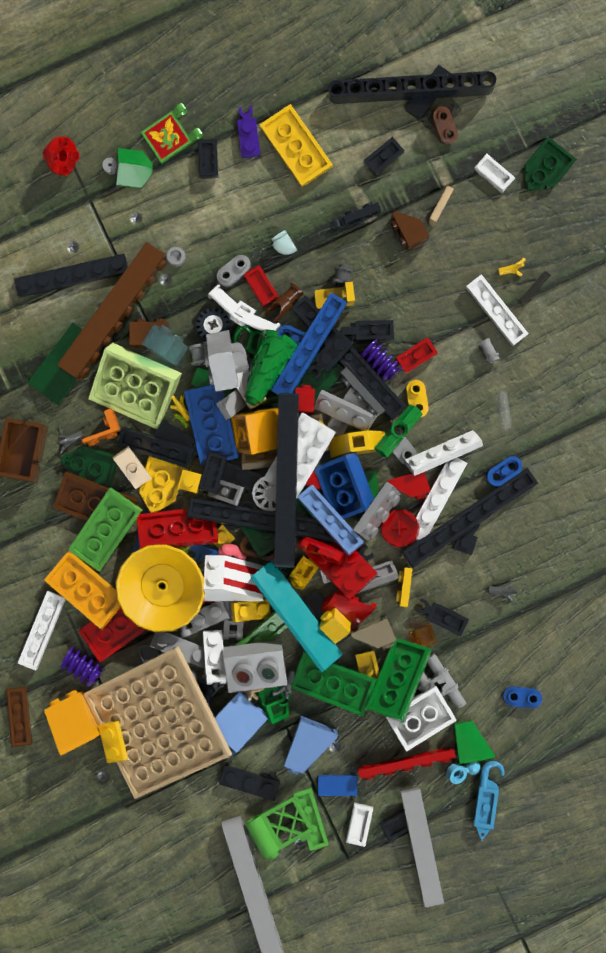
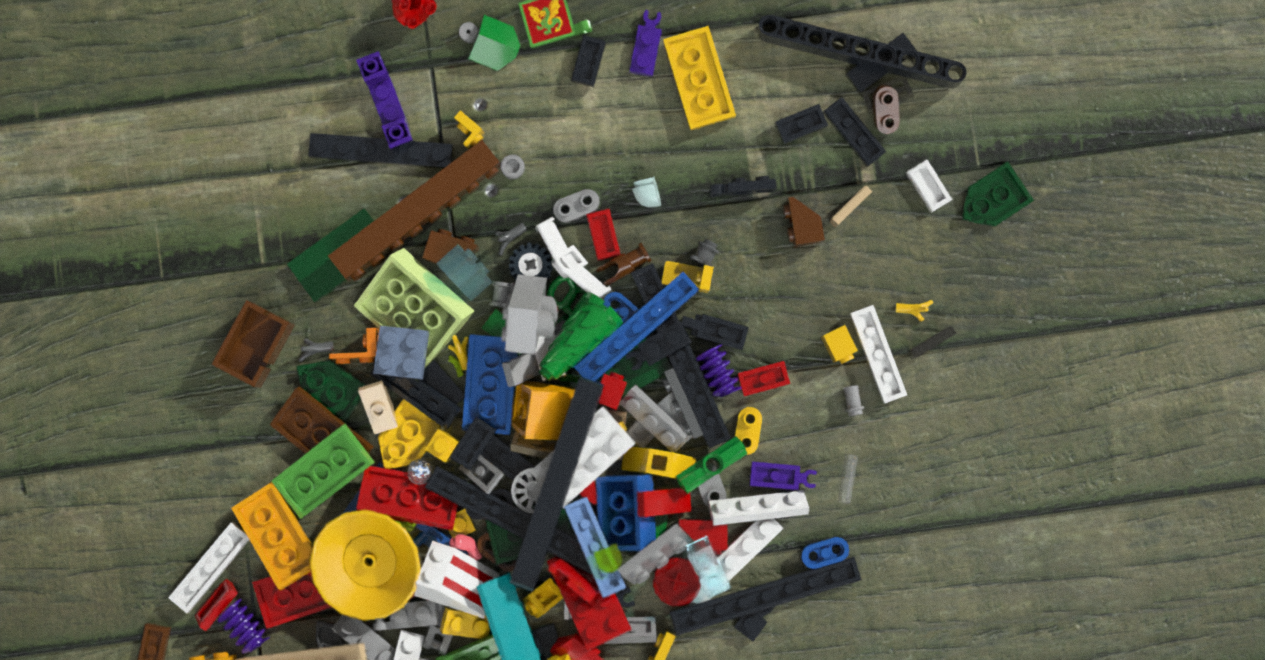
camera: 20 degrees right, 0 degrees up
(55, 657) = (215, 604): none -> red tile
(62, 234) = (385, 99): none -> dark purple slope
(131, 236) = (467, 126): none -> yellow bracket
(136, 420) = (401, 352): none -> sand blue plate
(179, 506) = (419, 471): none -> clear tile
(188, 310) = (509, 235): none -> dark grey bar
(344, 524) = (608, 559): none -> clear neon green tile
(371, 470) = (663, 502): none -> red tile
(420, 507) = (705, 563): none -> clear light blue piece
(425, 150) = (854, 132): none -> black tile
(451, 424) = (779, 476): none -> dark purple plate
(465, 312) = (839, 345): none -> yellow brick

